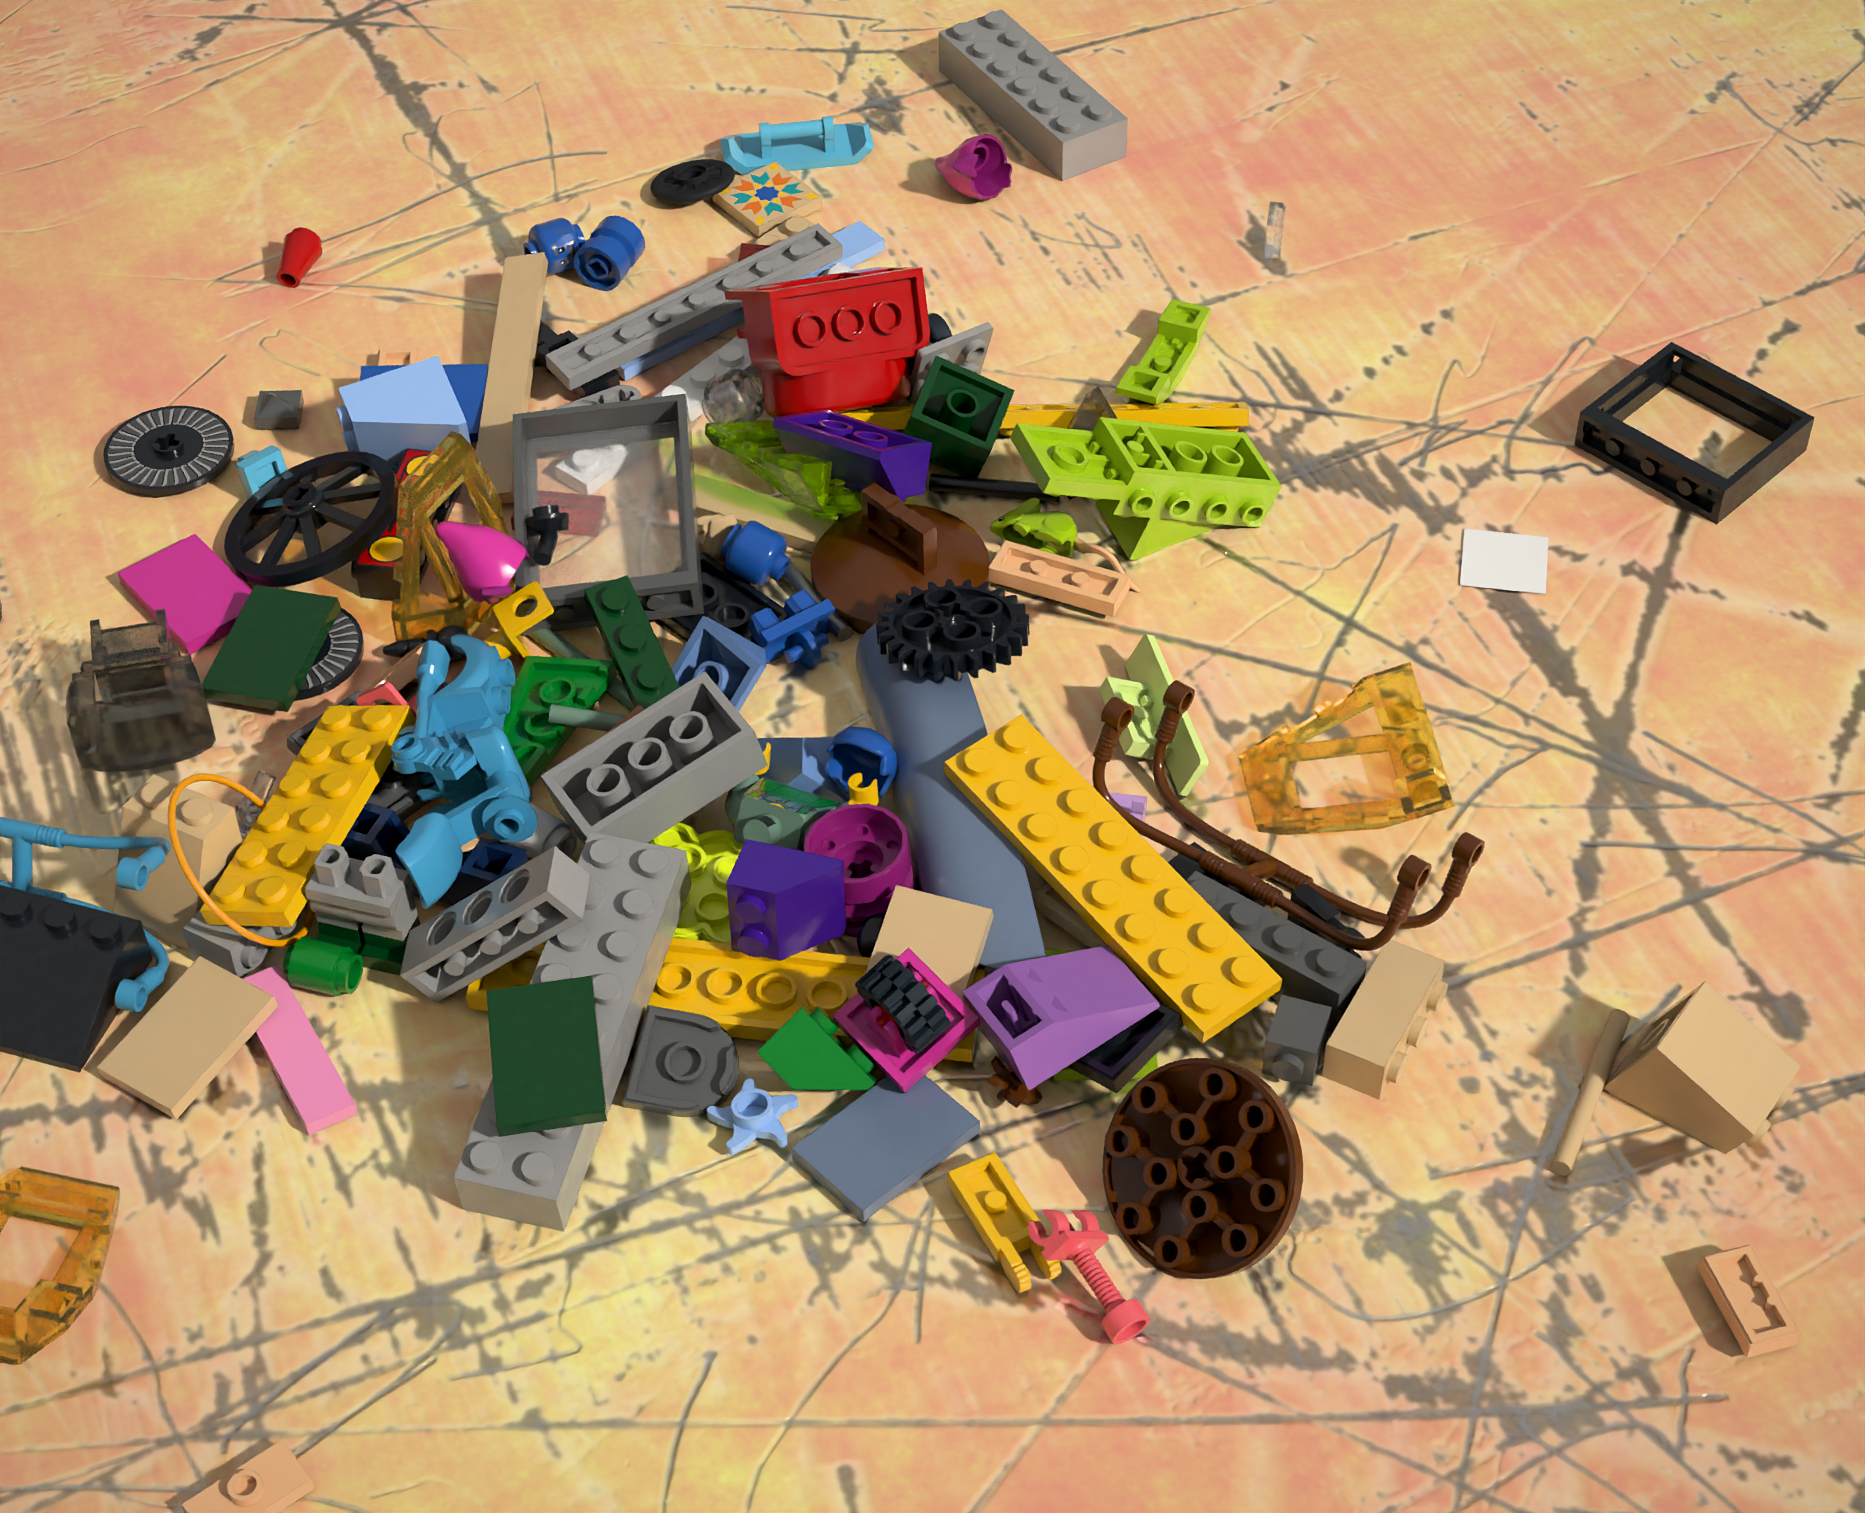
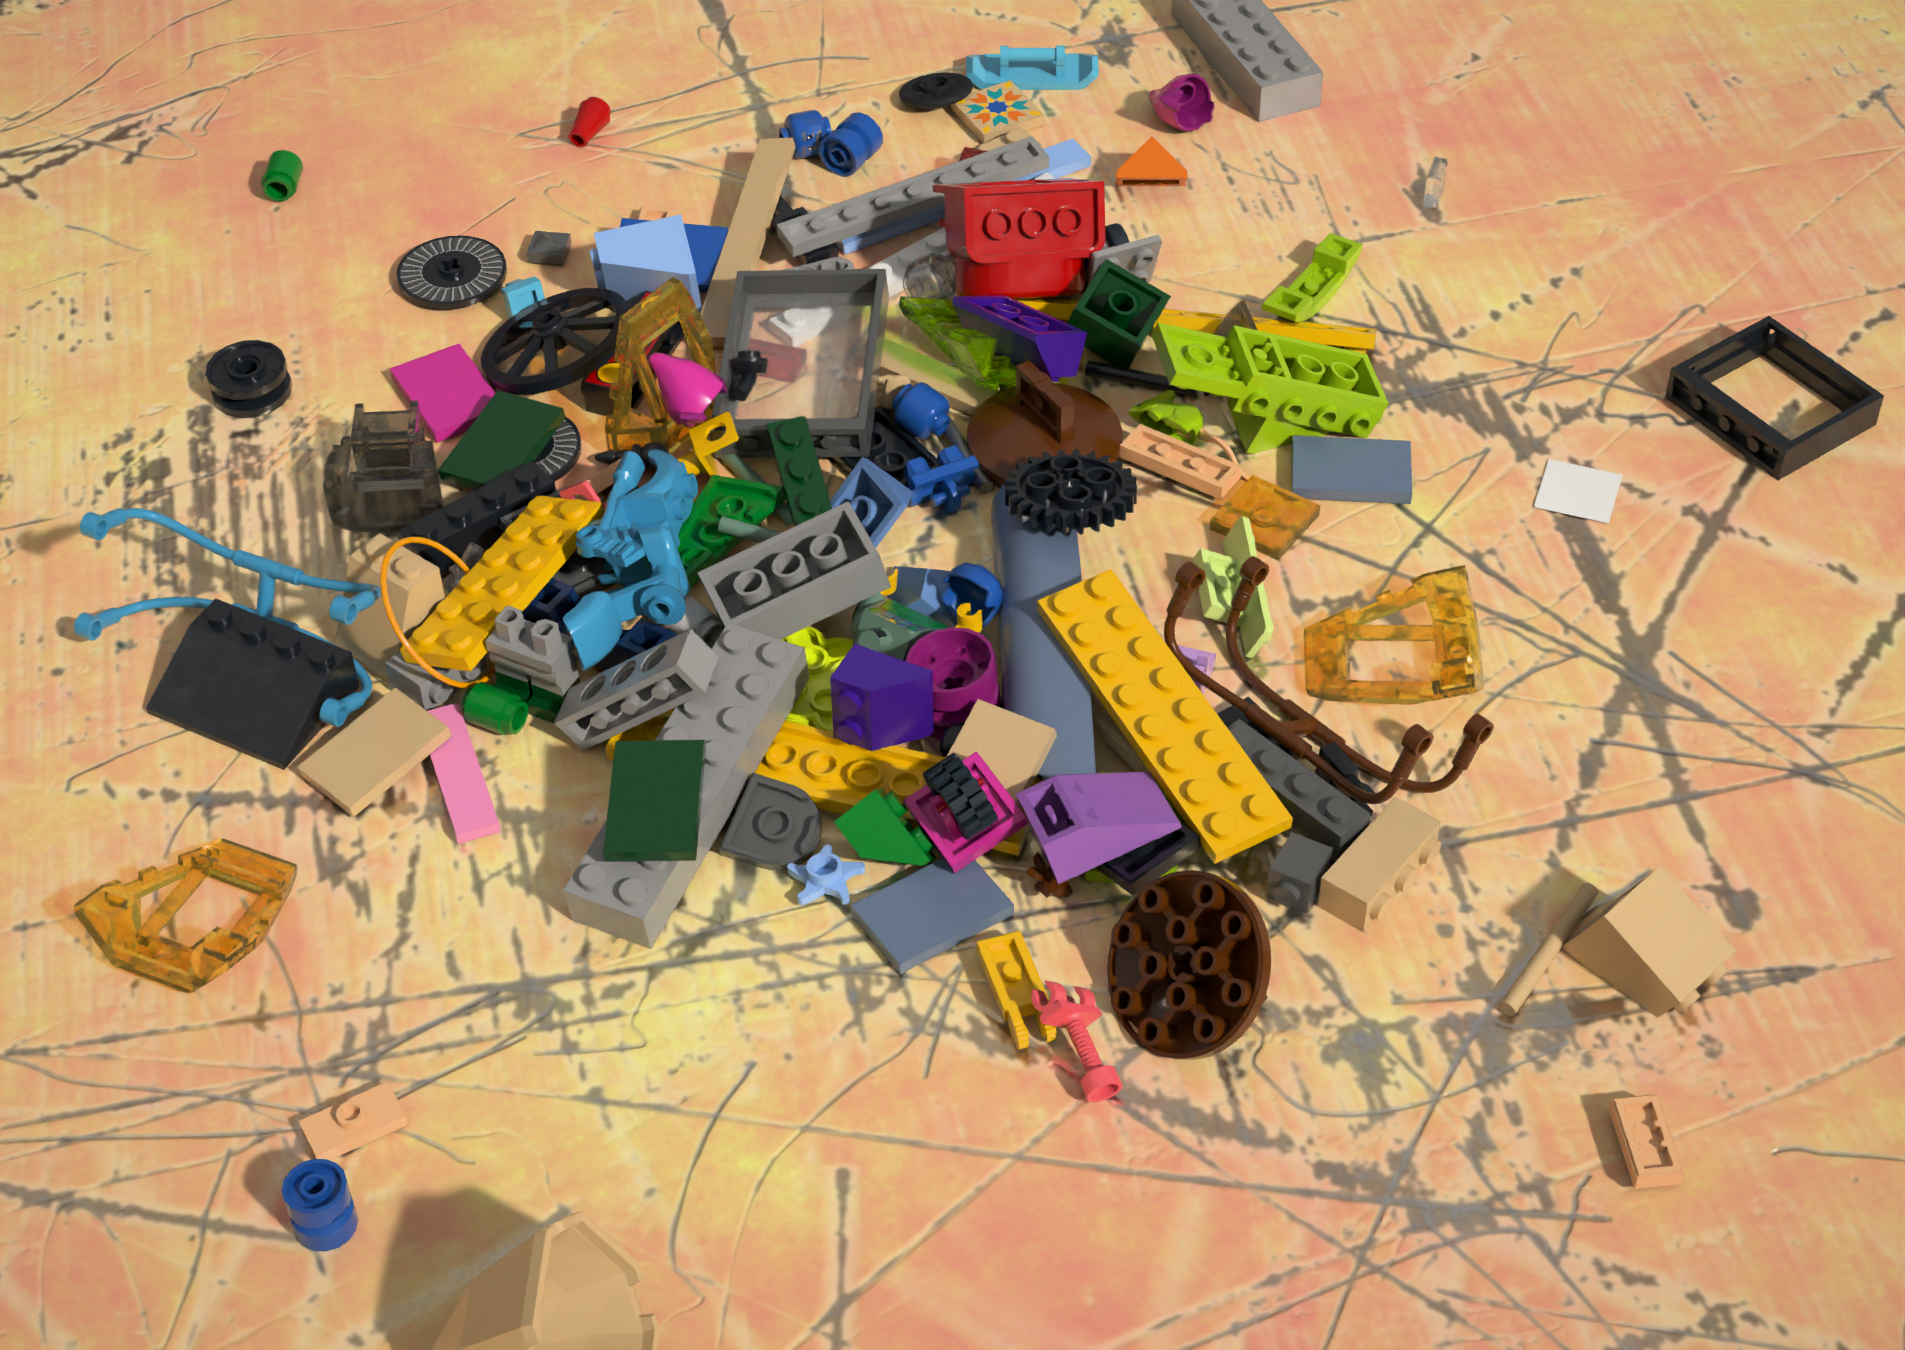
camera: 10 degrees right, 0 degrees up
(259, 737) = (476, 515): none -> black brick
(957, 244) = (1151, 167): none -> orange slope
(1180, 626) = (1273, 512): none -> clear yellow tile
(1251, 565) = (1352, 469): none -> sand blue tile

